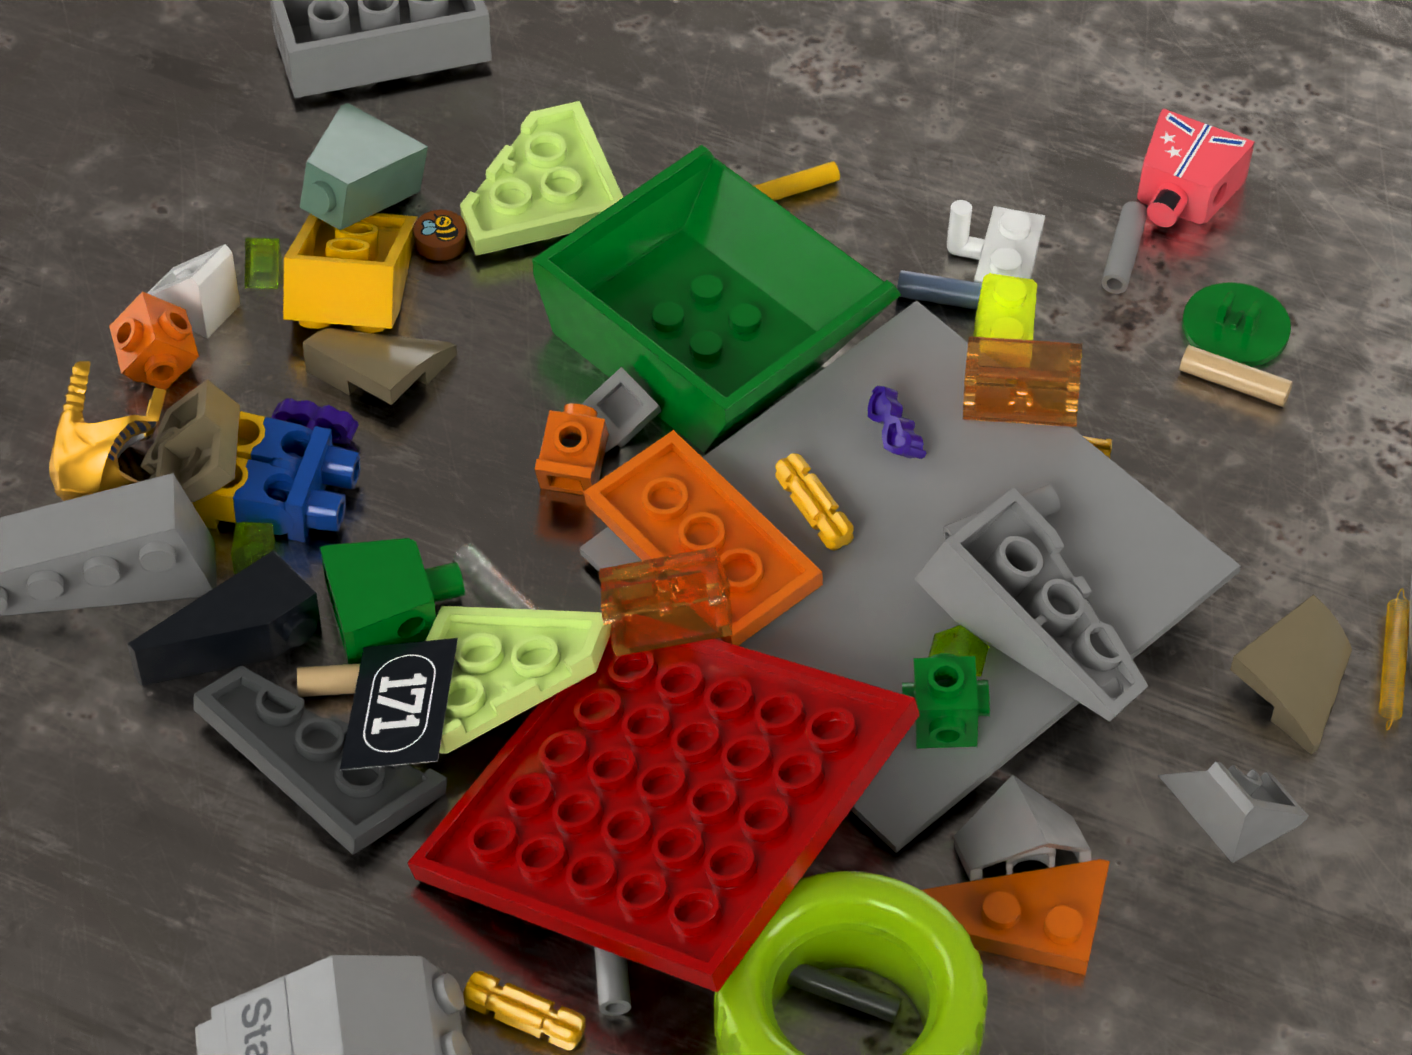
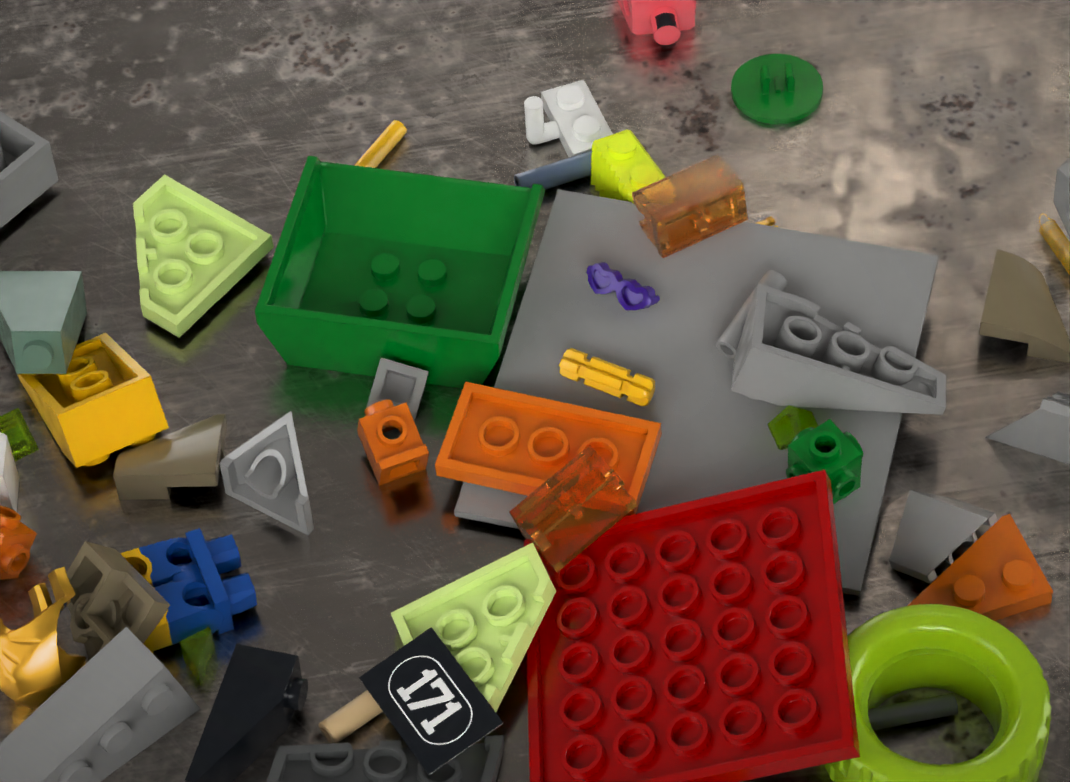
camera: 30 degrees left, 0 degrees up
(310, 415) = (170, 527): dark purple piece -> none
(384, 592) = (339, 630): green torso -> none
(440, 235) = (138, 335): dark orange tile -> none
(443, 421) = (270, 475): none -> light grey slope
(491, 579) = (409, 573): clear piece -> none
(1124, 247) = (656, 73): light grey piece -> none
(1236, 375) = (810, 125): tan piece -> none

